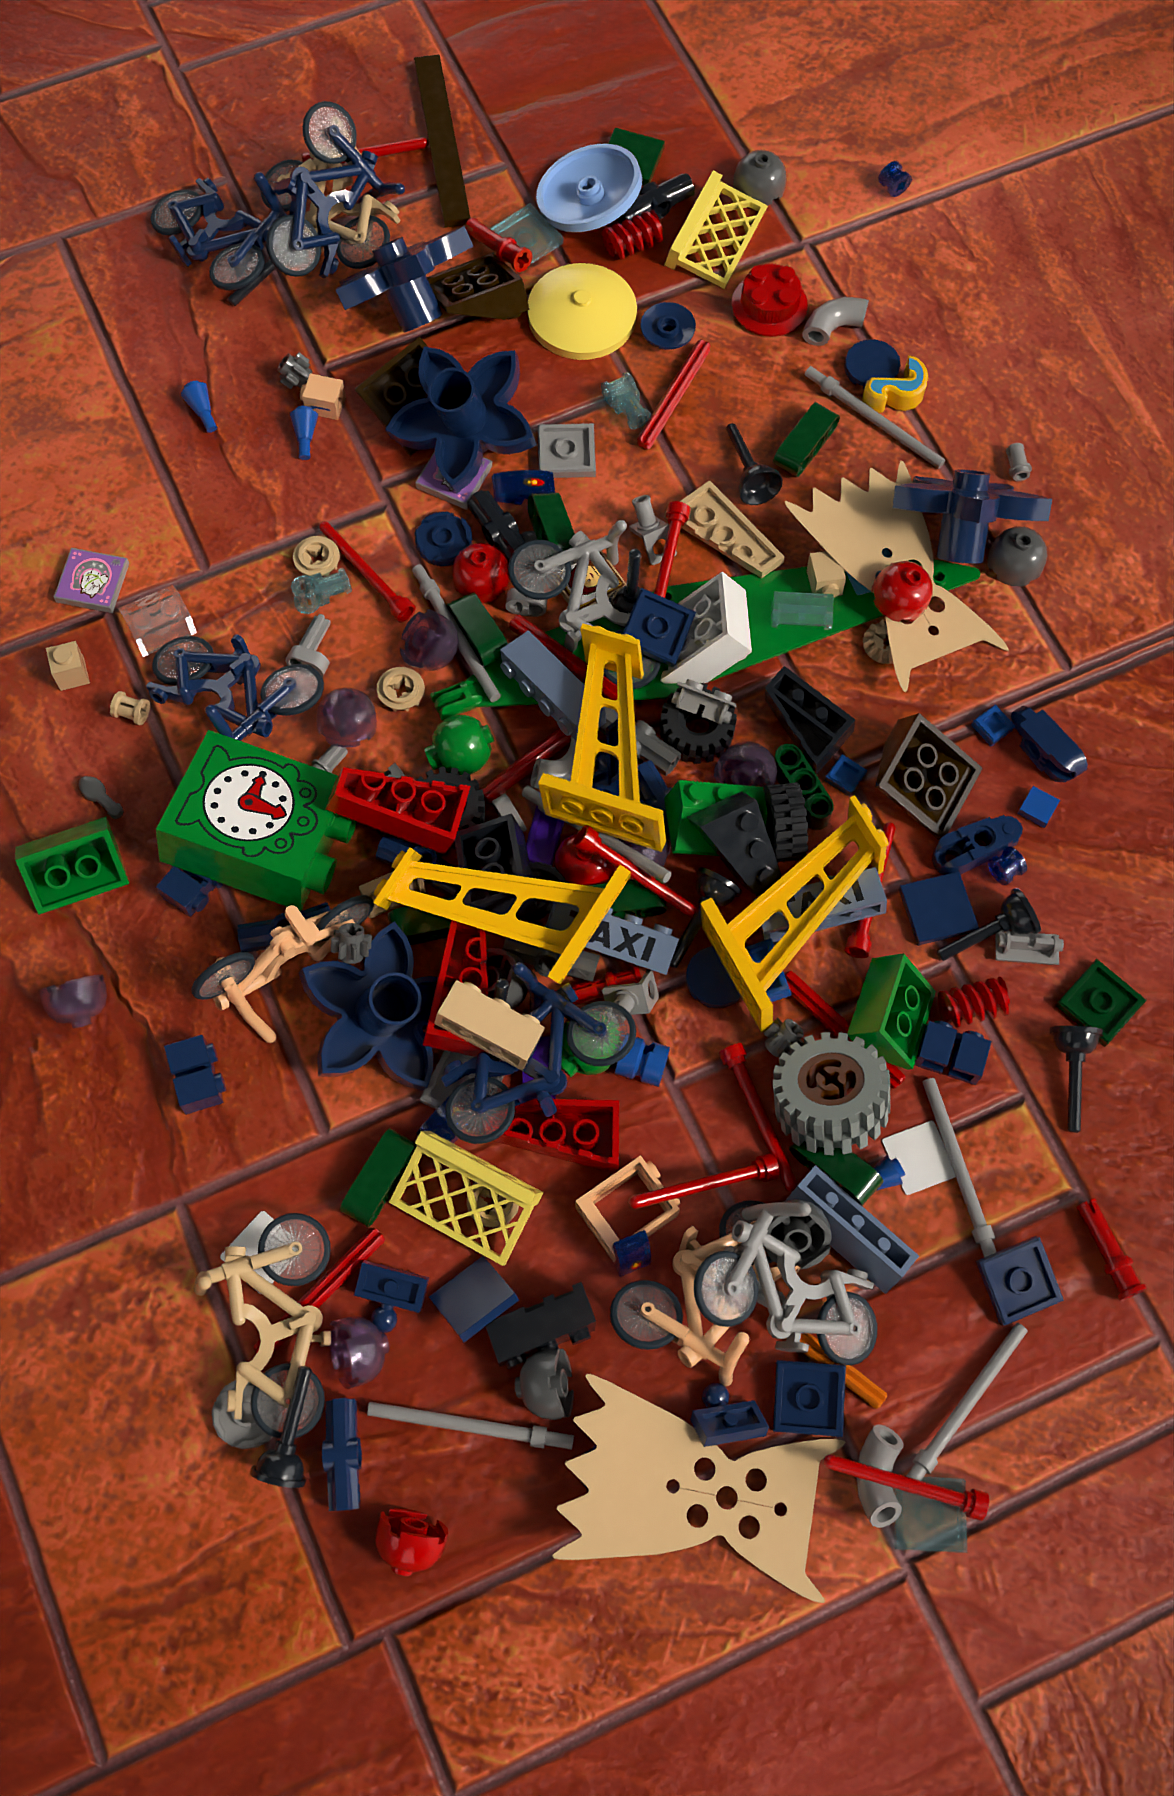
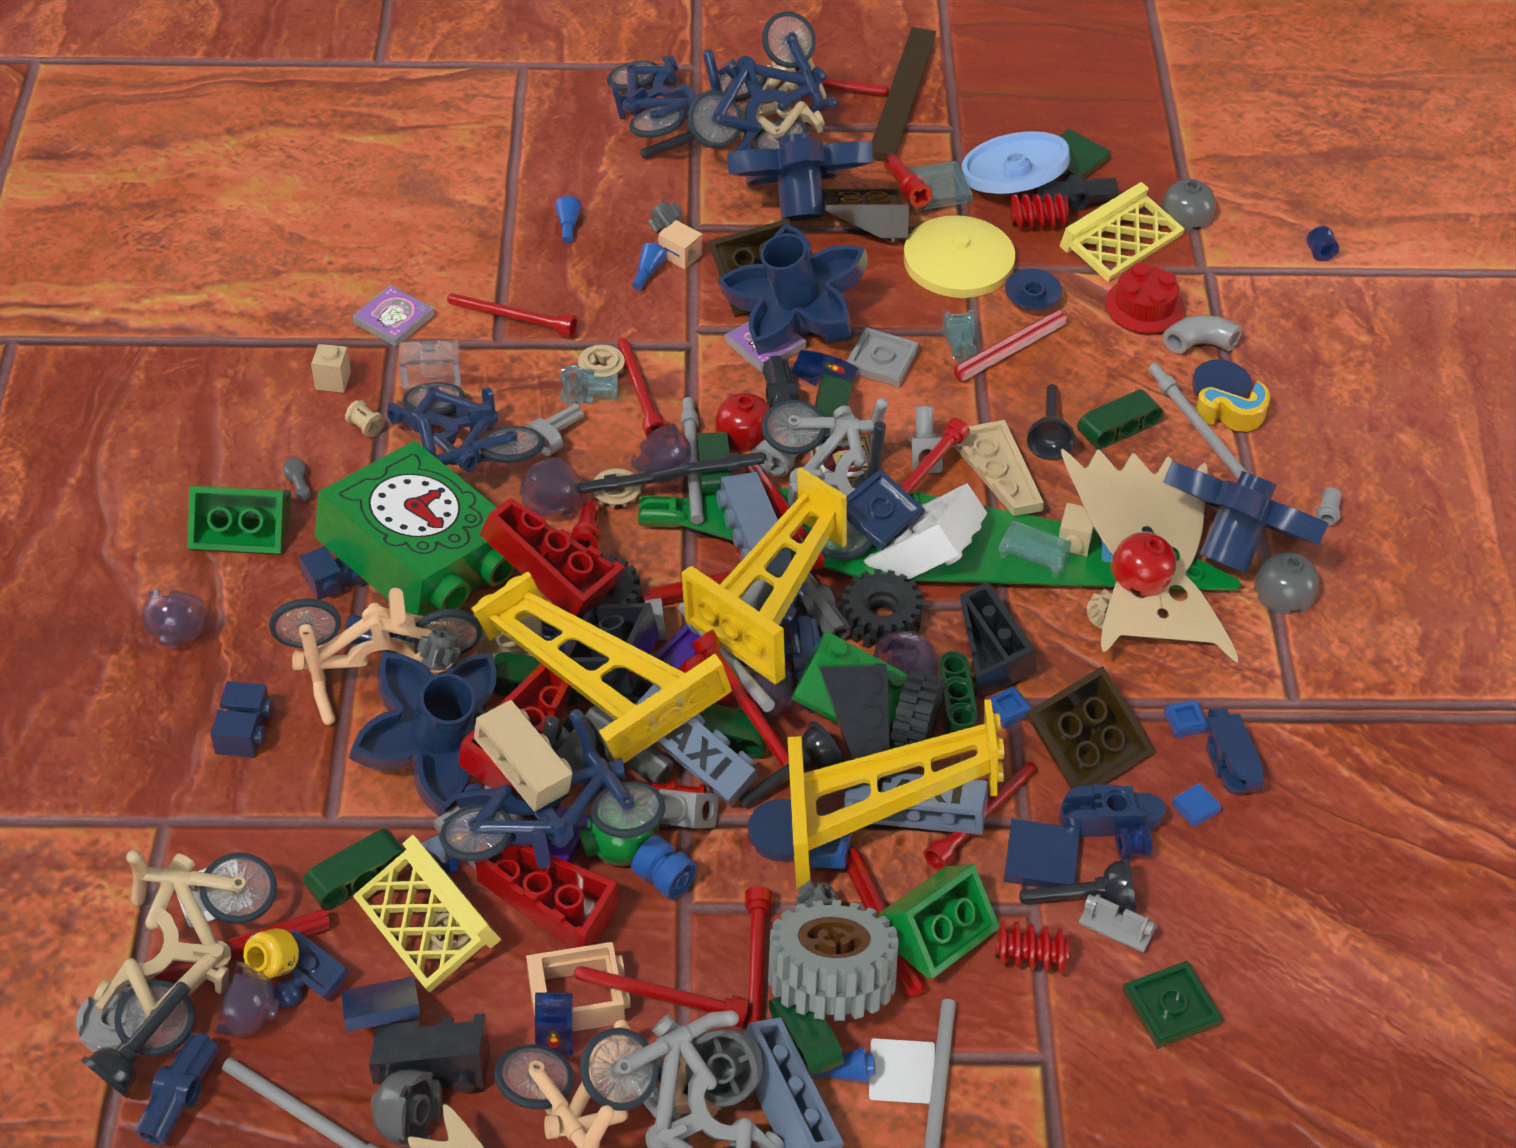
camera: 25 degrees right, 20 degrees down
(259, 529) = (563, 324): none -> red piece
(360, 1299) = (272, 952): none -> yellow head
(406, 755) = (586, 530): none -> red pin
(442, 538) = (724, 382): dark blue tile -> none
(460, 744) = (644, 544): green brick -> none
(503, 631) = (731, 462): none -> black bar
(715, 704) = (902, 591): light grey hinge -> none
(968, 1057) = (978, 974): dark blue piece -> none
(1076, 1043) = (1122, 1022): black piece -> none

